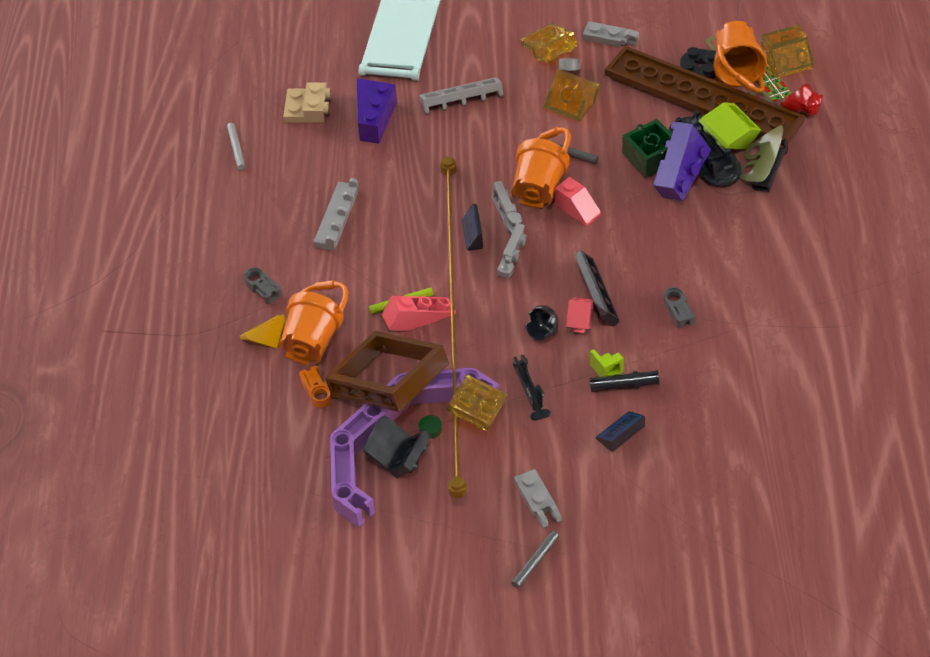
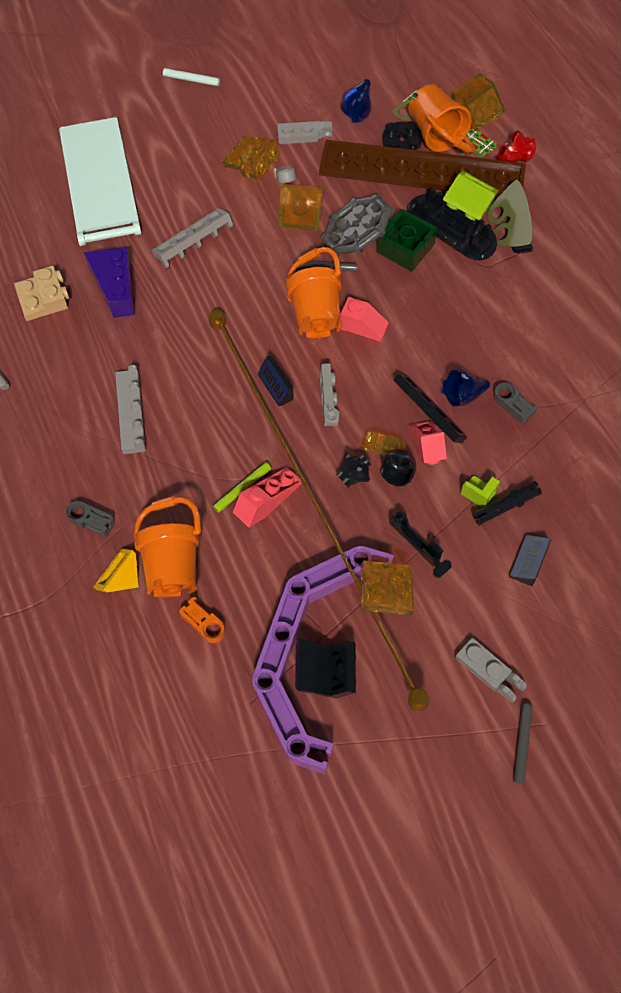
camera: 25 degrees left, 15 degrees up
(344, 385) = (276, 618): reddish brown window -> none
(431, 425) = (342, 625): dark green tile -> none
(502, 314) = (354, 470): none -> black rock
(504, 206) = (298, 349): light grey hinge -> none
(533, 298) = (381, 443): none -> clear yellow beam
(610, 122) = (355, 215): none -> dark grey plate
(636, 280) = (463, 387): none -> clear blue hat
(672, 22) = (357, 102): none -> clear blue hat
(682, 161) = (449, 248): dark purple wedge -> none

